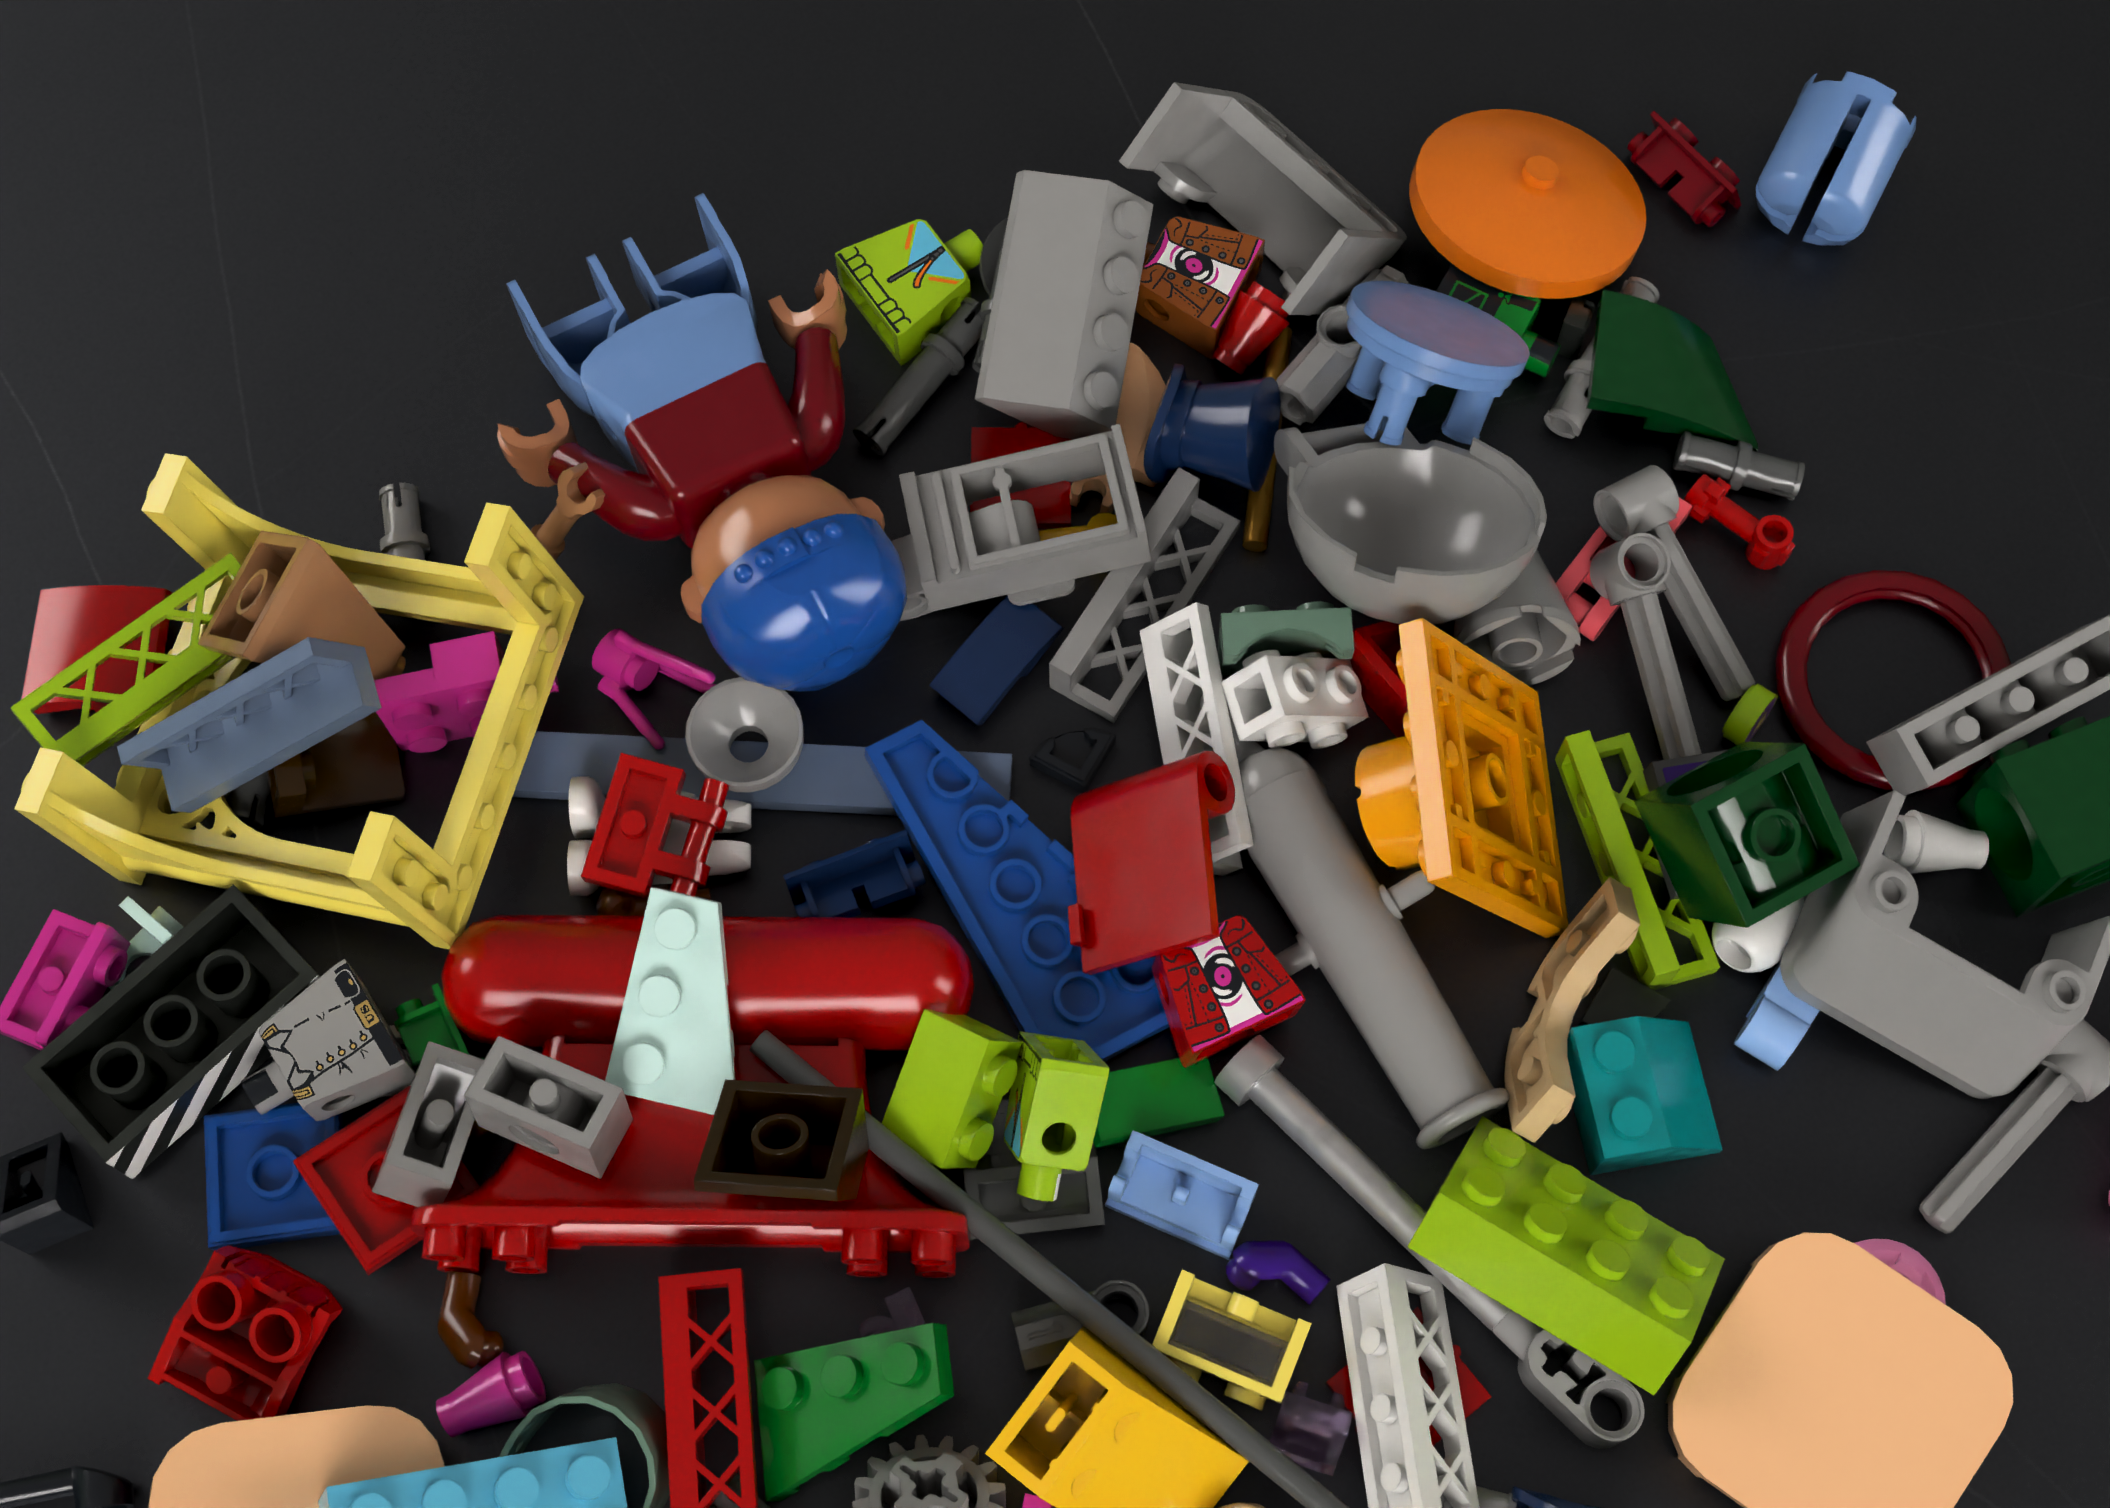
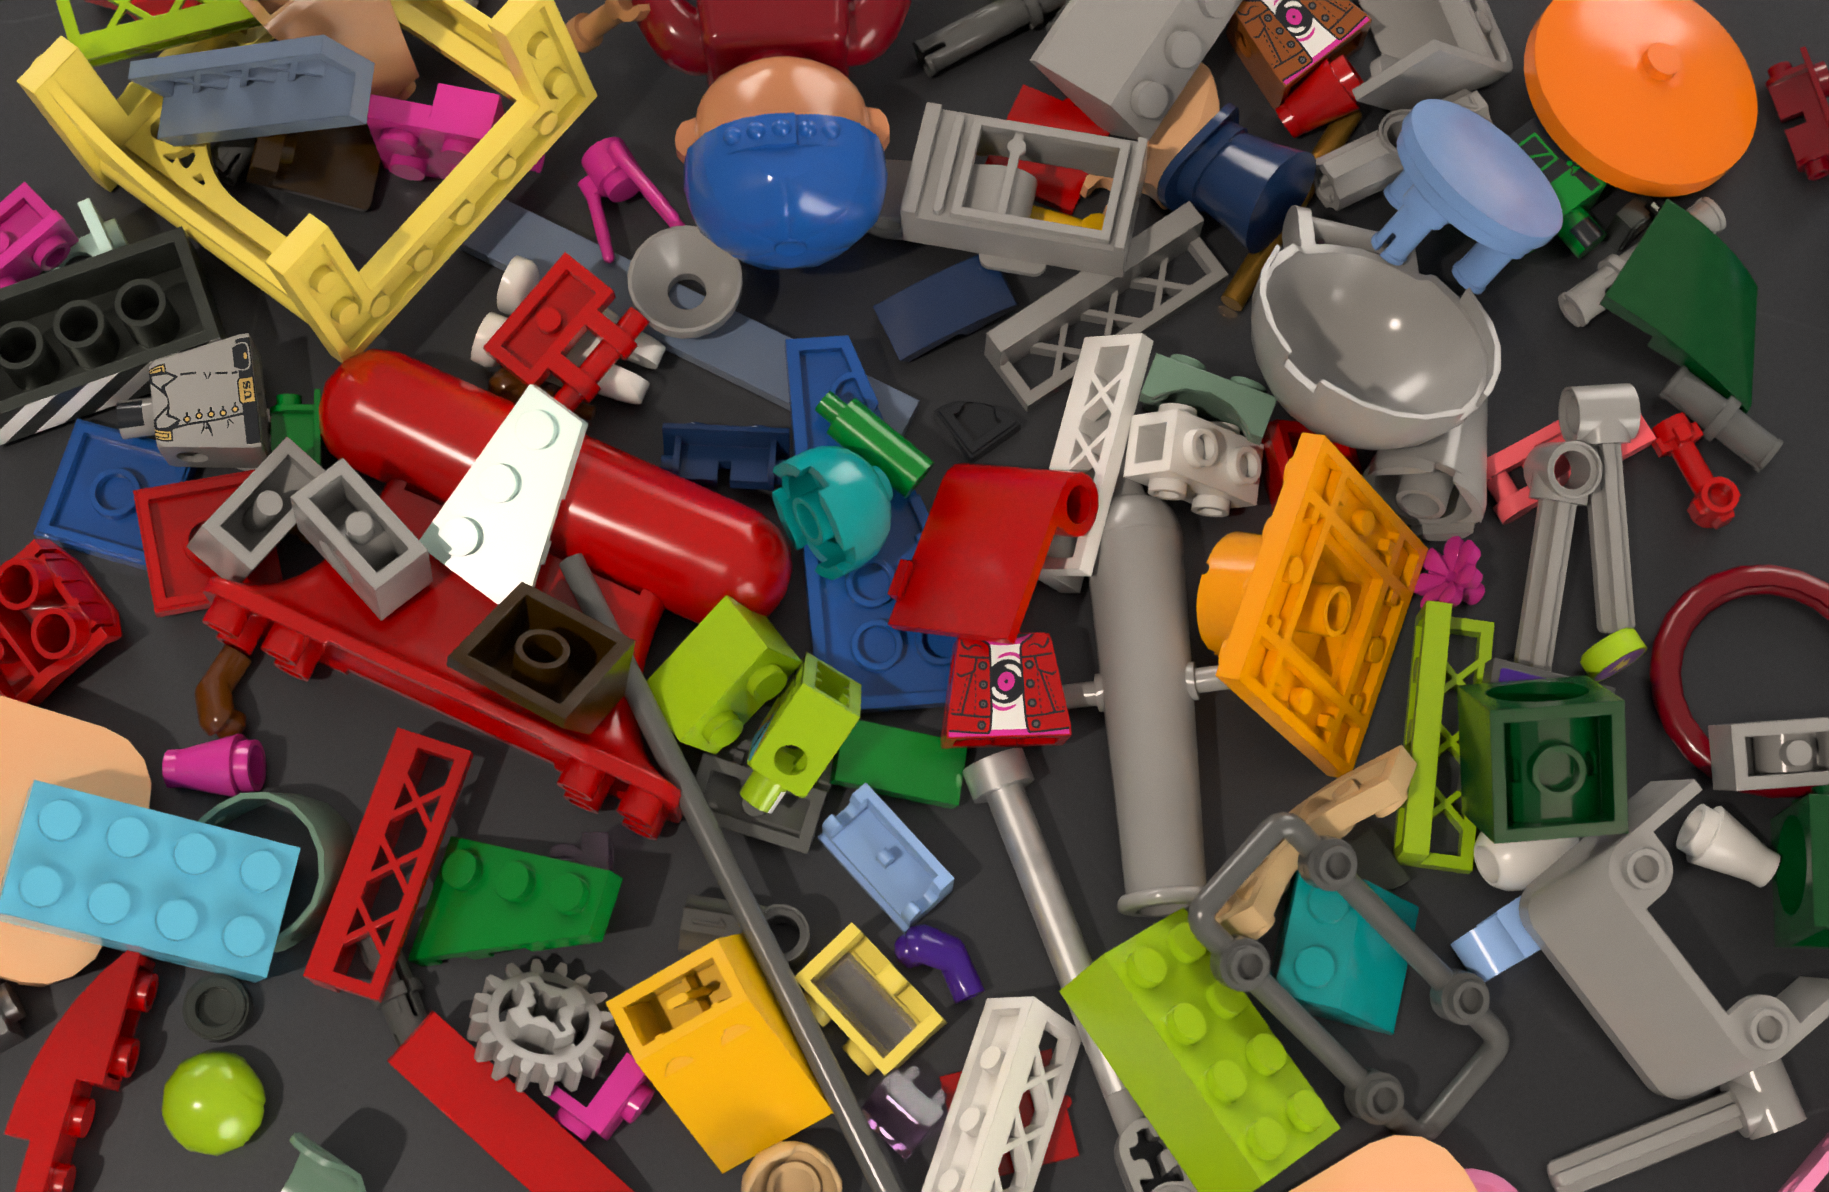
camera: 20 degrees right, 5 degrees up
(987, 884) = (834, 506): none -> teal cylinder
(994, 808) = (874, 440): none -> green cylinder
(1571, 1144) = (1245, 966): none -> dark grey bar
(1573, 704) = (1452, 575): none -> dark pink plant

